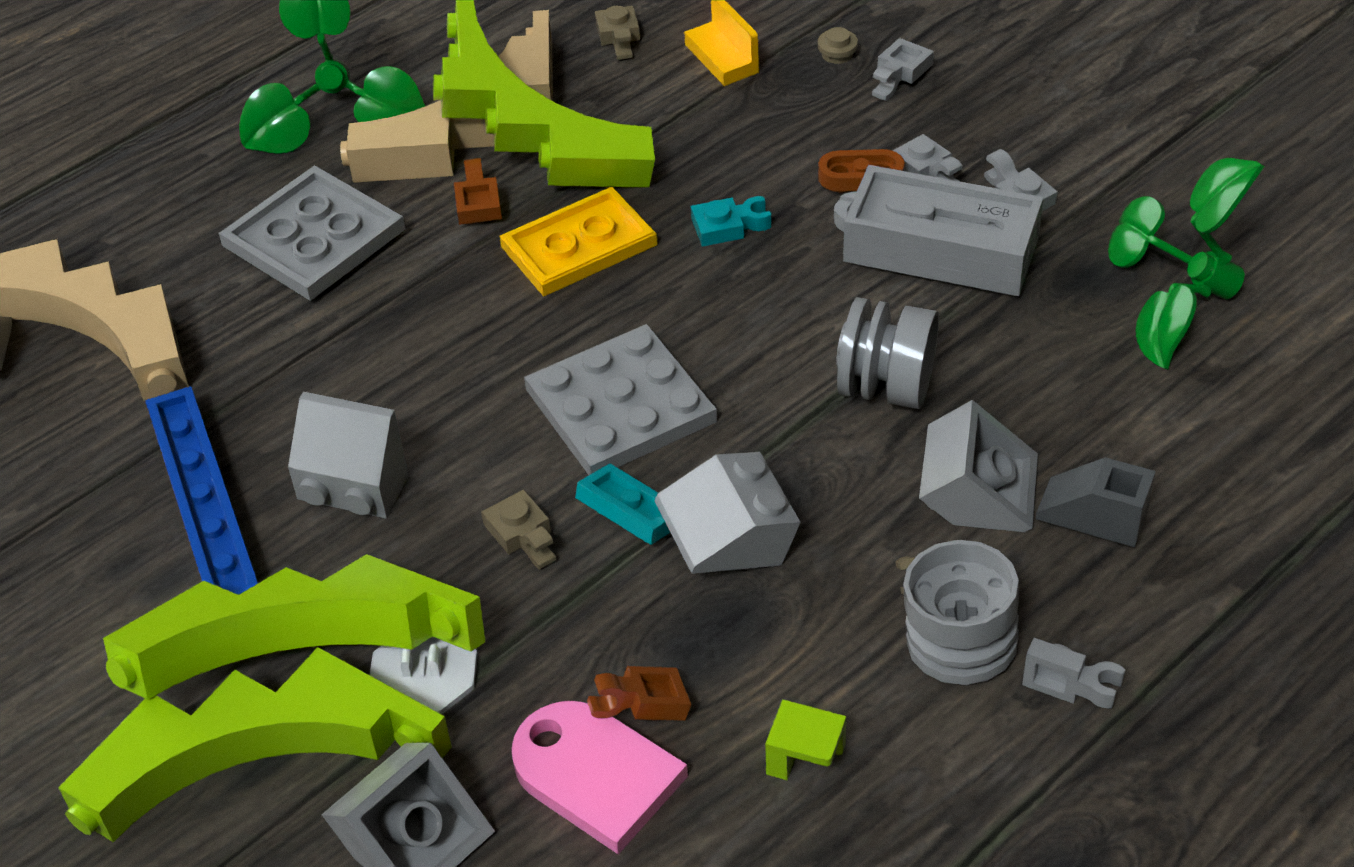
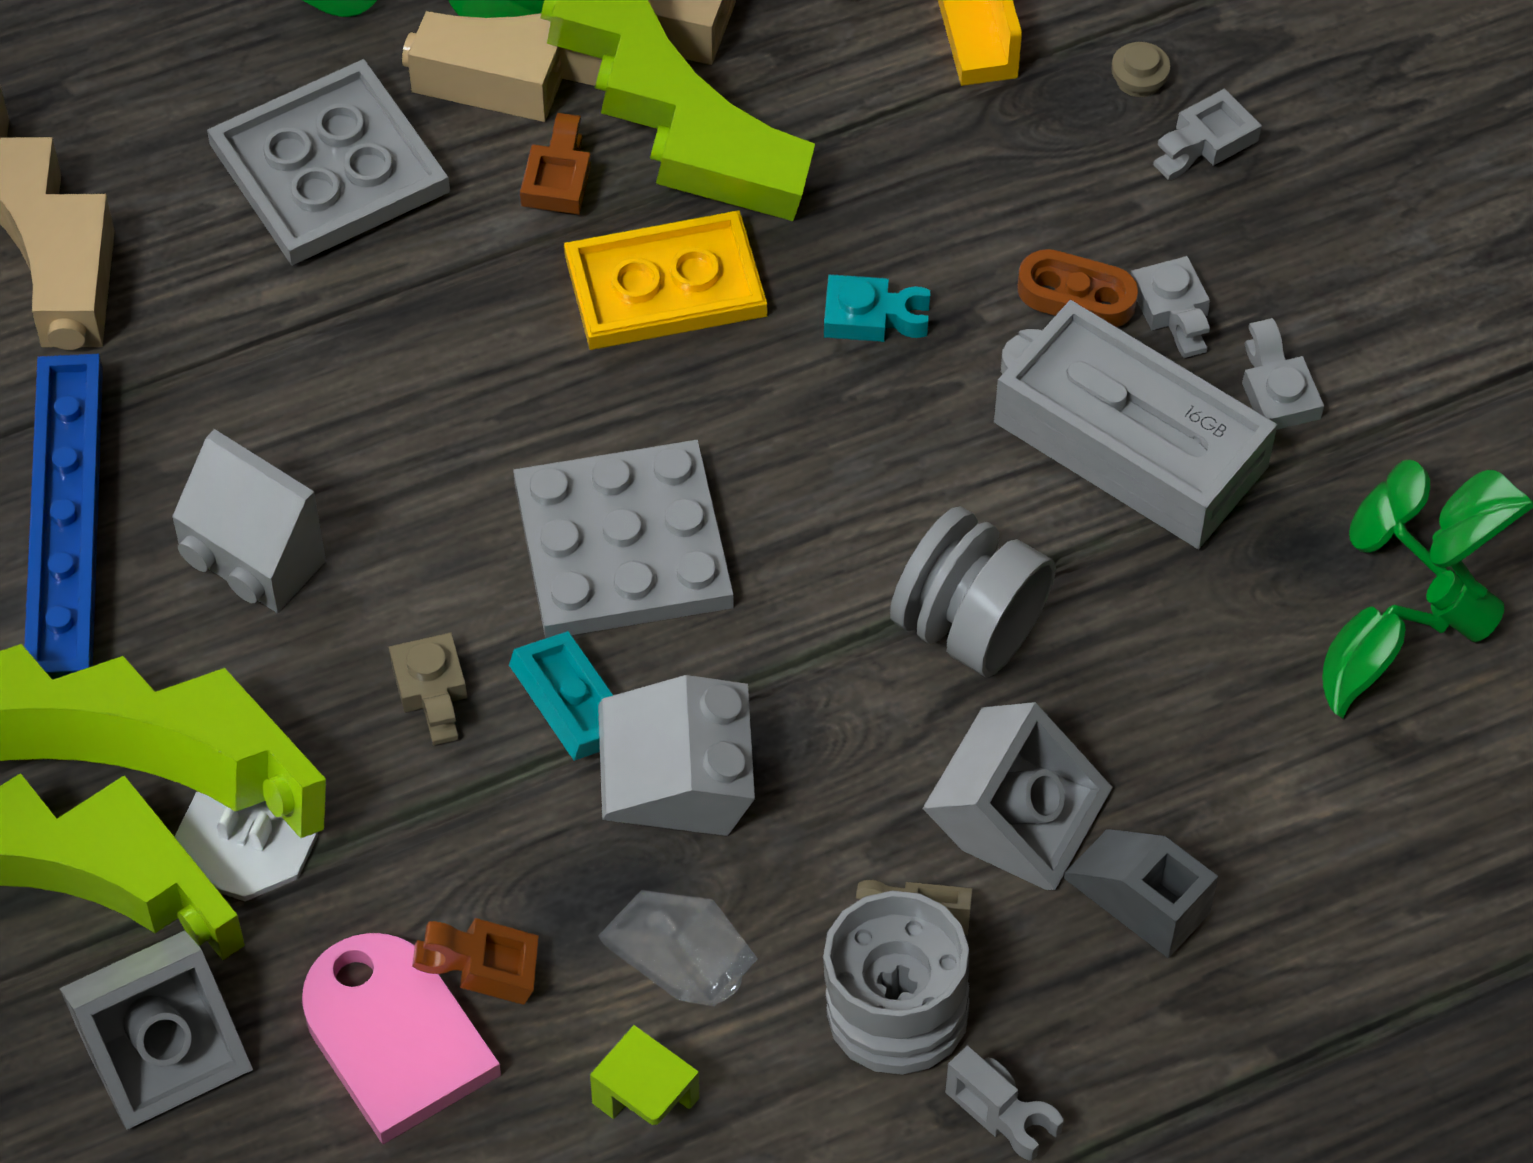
camera: 15 degrees right, 10 degrees up
(787, 640) = (681, 946): none -> clear slope

